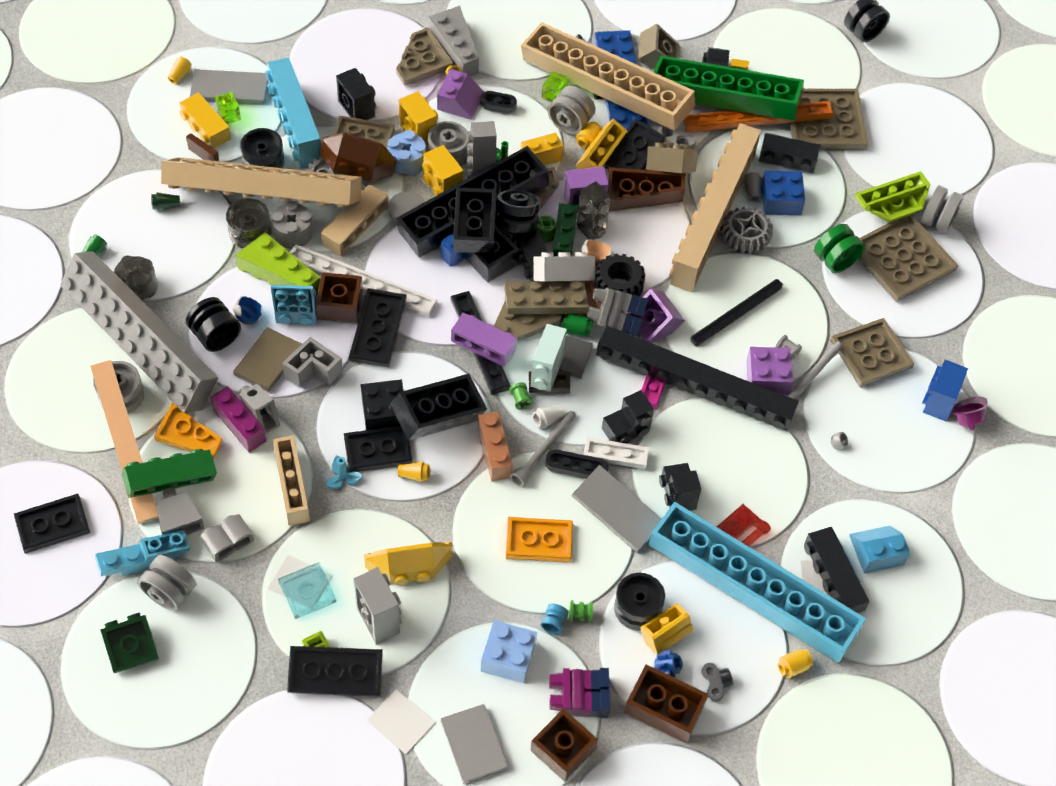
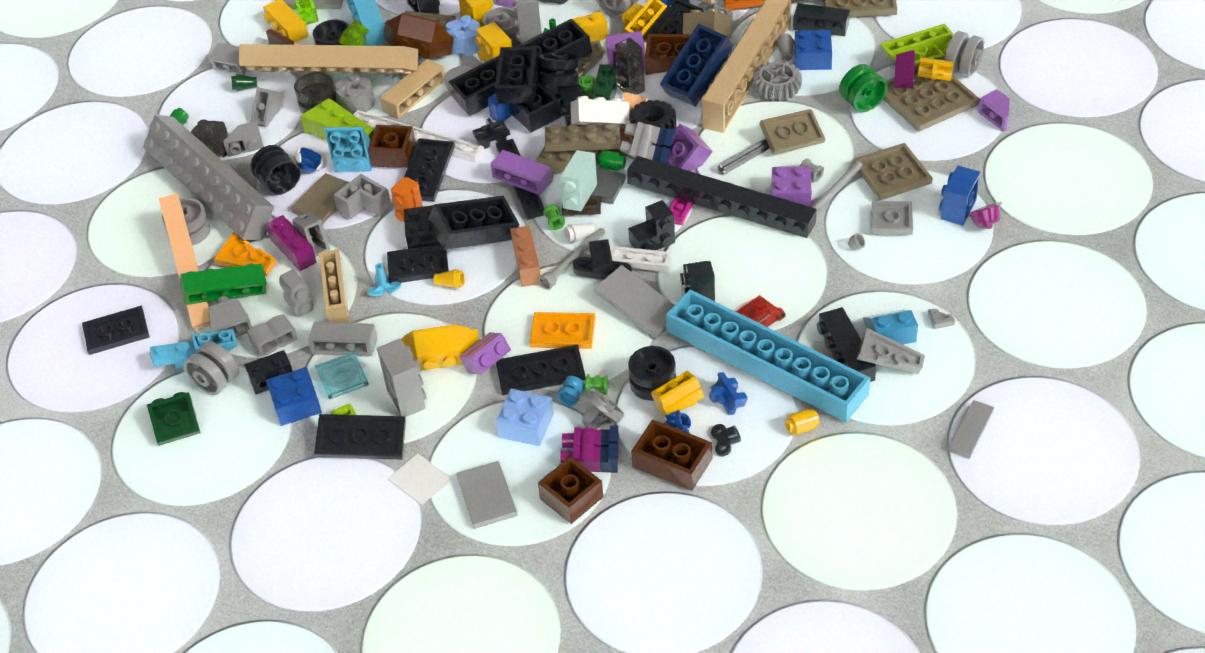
camera: 10 degrees right, 10 degrees down
(145, 168) = (226, 58): none -> light grey brick
(173, 278) = (243, 139): none -> light grey slope
(193, 235) = (265, 106): none -> light grey slope
(229, 586) = (266, 368): none -> black brick
(251, 488) = (296, 292): none -> light grey brick
(258, 618) = (293, 396): none -> blue brick
(288, 154) = (354, 35): none -> clear neon green brick
(305, 545) = (342, 338): none -> light grey brick
(361, 369) = (405, 196): none -> orange brick
(446, 284) = (491, 132): none -> black hips
(461, 570) = (485, 353): none -> medium lavender brick
(518, 588) = (539, 369): none -> black tile
(575, 451) = (601, 256): none -> black tile
(590, 644) = (600, 410): none -> light grey tile
(664, 212) = (696, 65): none -> dark blue brick
(715, 627) = (725, 393): none -> blue hips
(766, 298) = (792, 131): none -> dark tan tile
(874, 411) = (892, 217): none -> light grey plate
(880, 584) = (887, 352): none -> light grey wing
(882, 228) = (904, 70): none -> magenta slope
(913, 227) = (935, 69): none -> yellow hips
(927, 538) = (940, 319): none -> light grey tile
(965, 675) = (971, 429): none -> light grey tile
(975, 278) = (995, 108): none -> medium lavender slope

